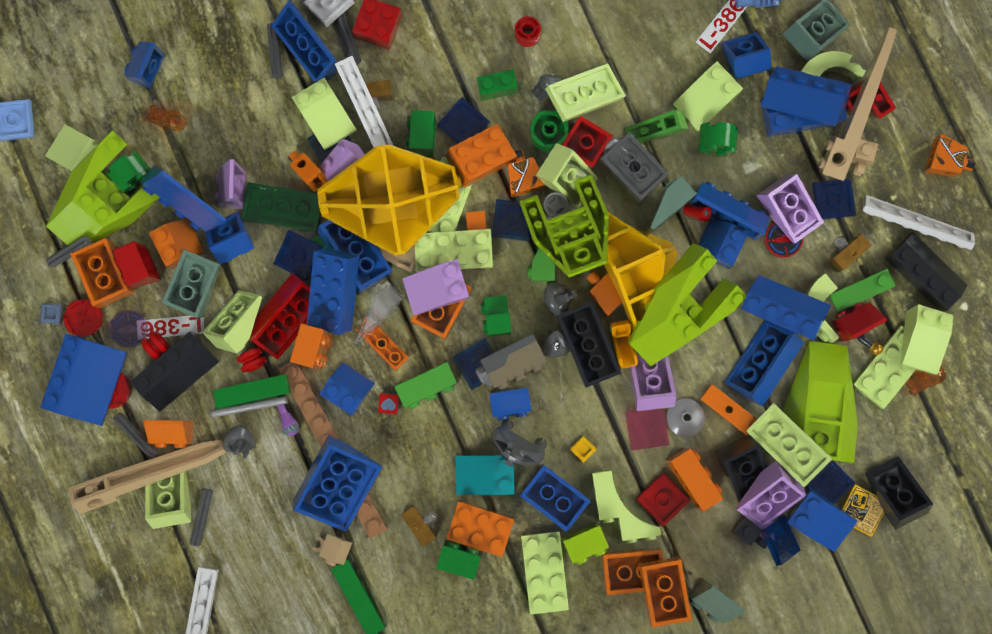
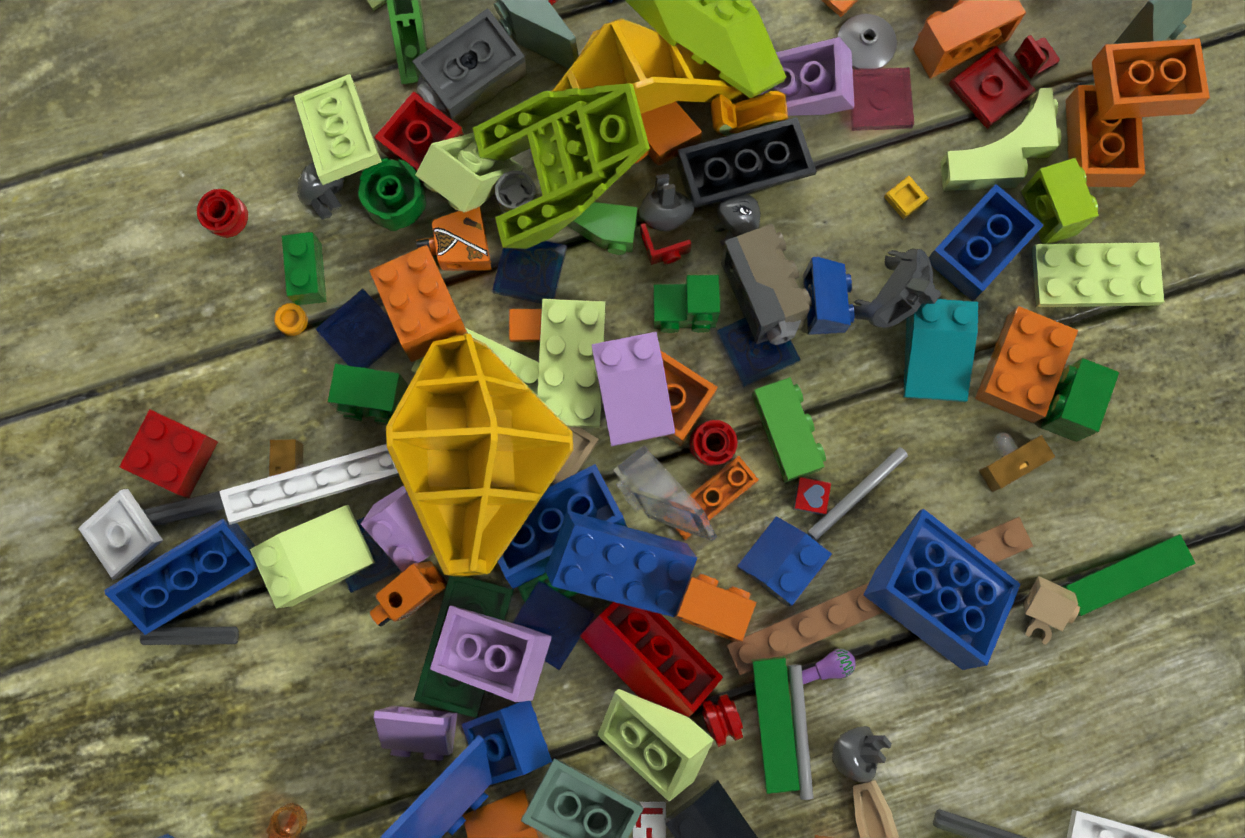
camera: 85 degrees left, 5 degrees down
(276, 222) = (491, 654): none -> lavender slope
(391, 430) = (857, 493): none -> light grey piece
(405, 341) = (727, 439): none -> red wheel
(467, 81) = (291, 319): none -> light orange tile
(528, 303) = (667, 254): none -> red bracket
(683, 520) = (1032, 57): none -> red bracket

